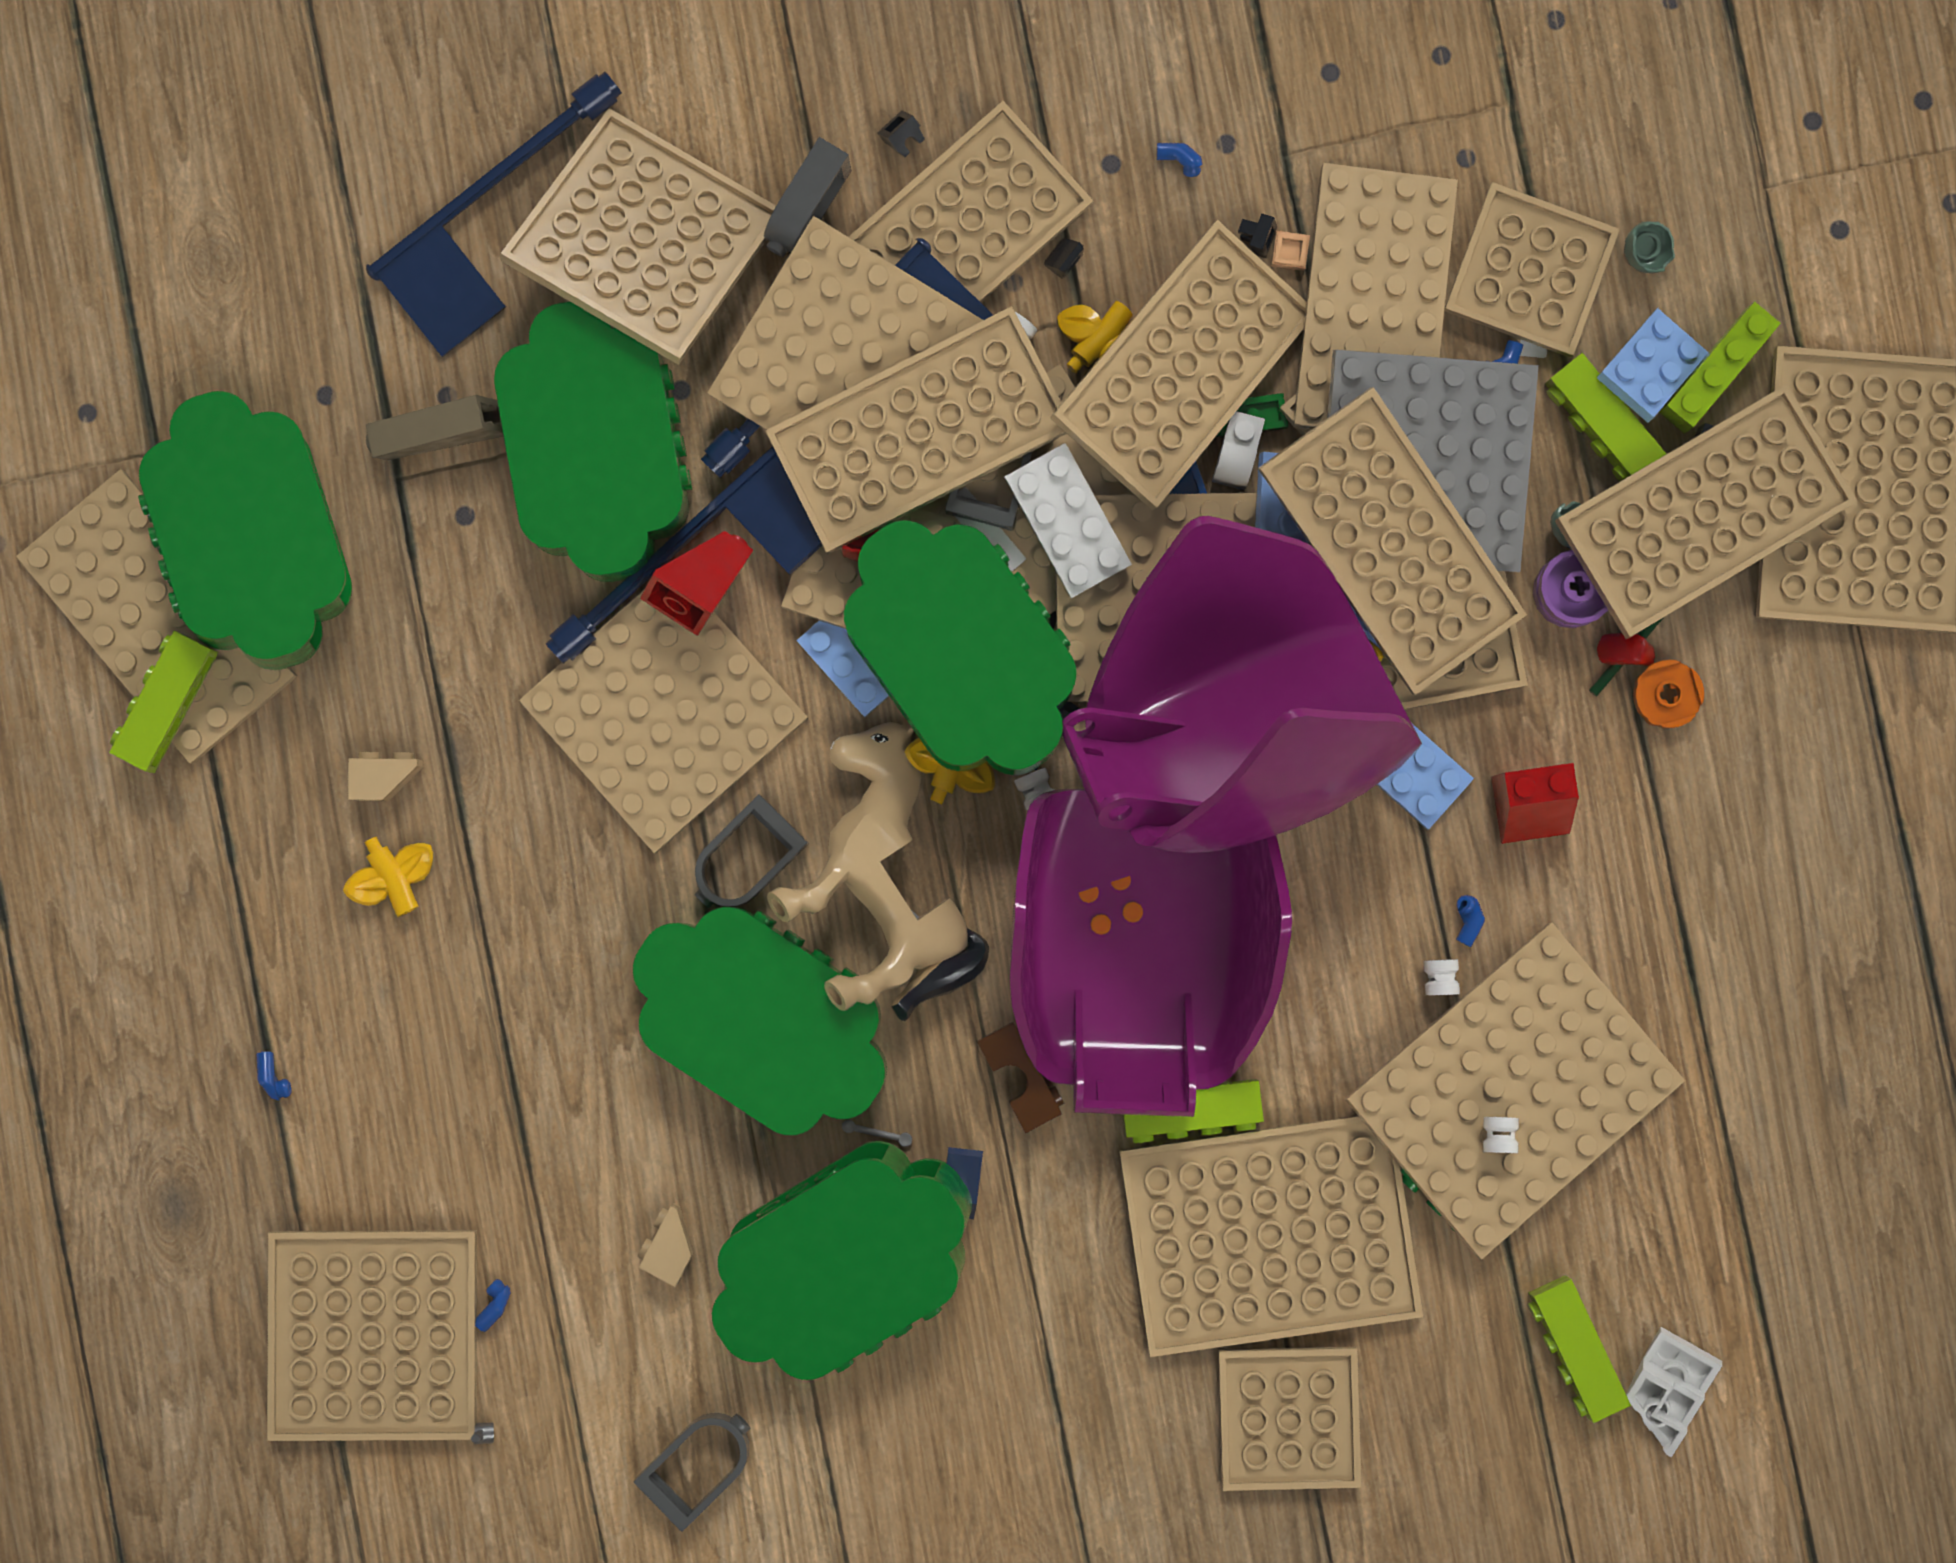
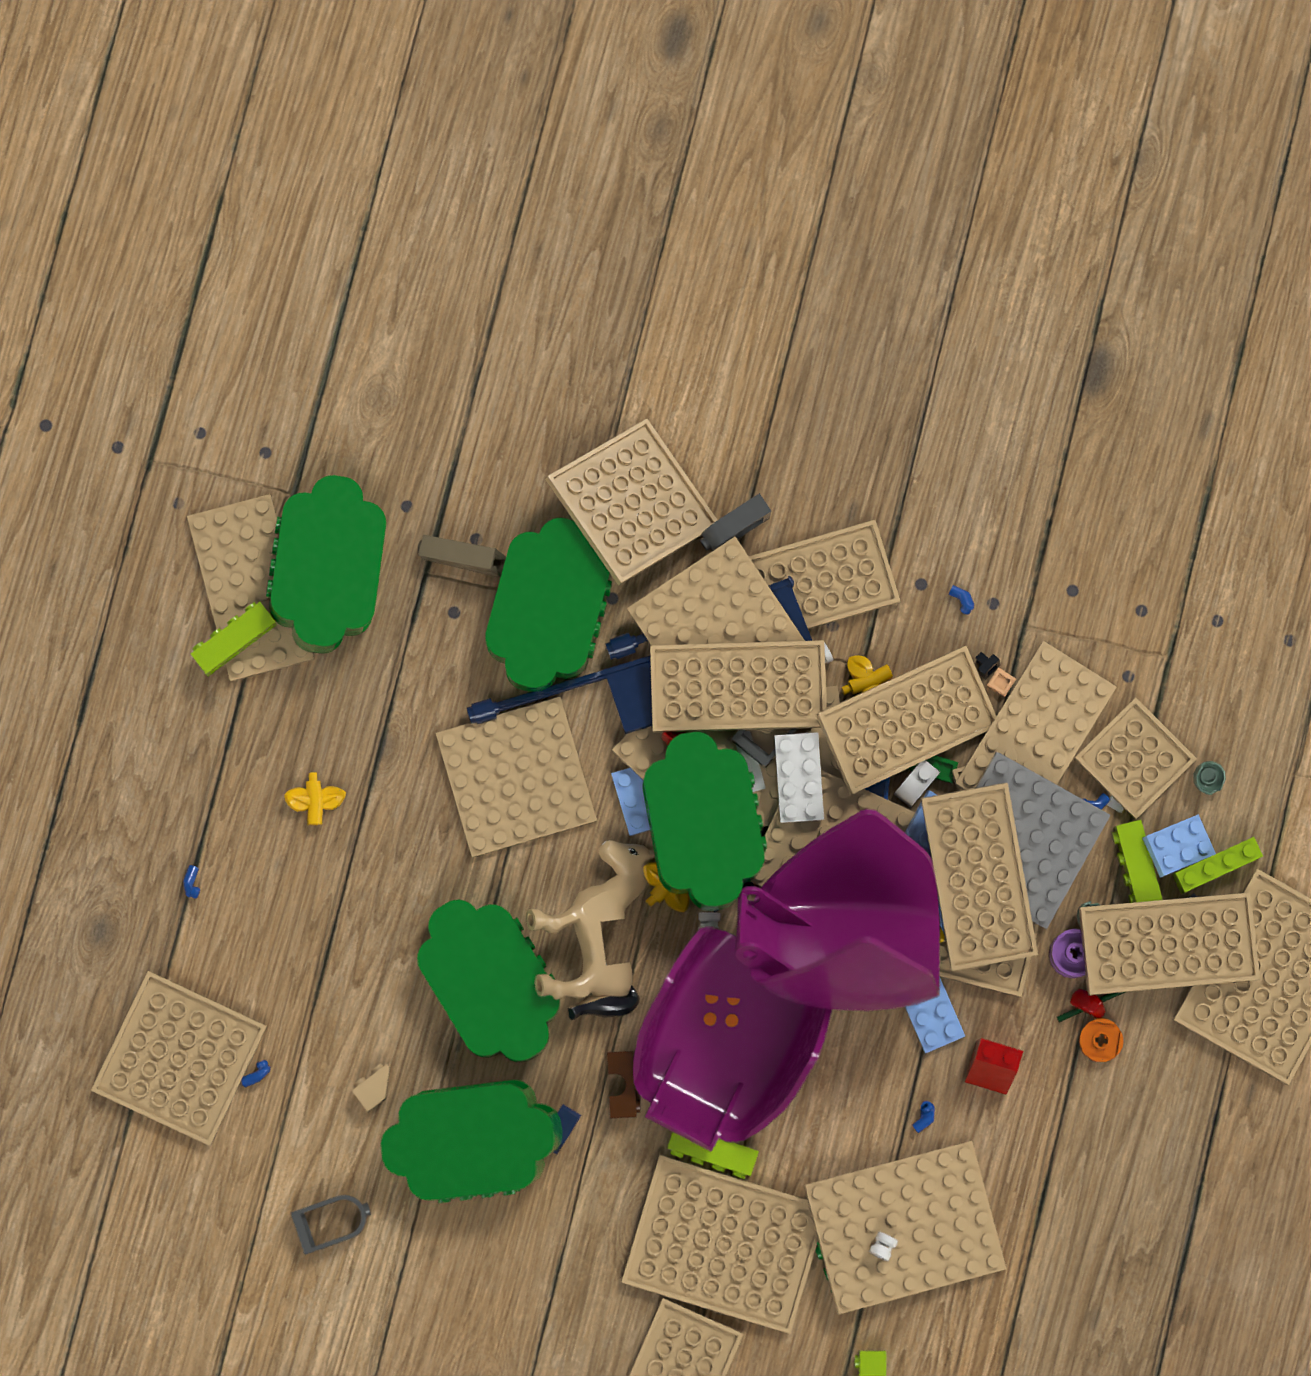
camera: 15 degrees right, 5 degrees down
(380, 778) = (335, 740): tan slope -> none
(430, 270) = (501, 465): dark blue flag -> none
(483, 1433) = (216, 1145): flat silver hand -> none
(697, 580) = (571, 712): red slope -> none
(775, 824) = (549, 873): dark grey window -> none
(898, 130) = (808, 508): black tile -> none
(904, 1139) = (510, 1068): light grey hinge -> none
(1064, 257) = (868, 625): black slope -> none
(1441, 977) = (893, 1142): white wheel -> none

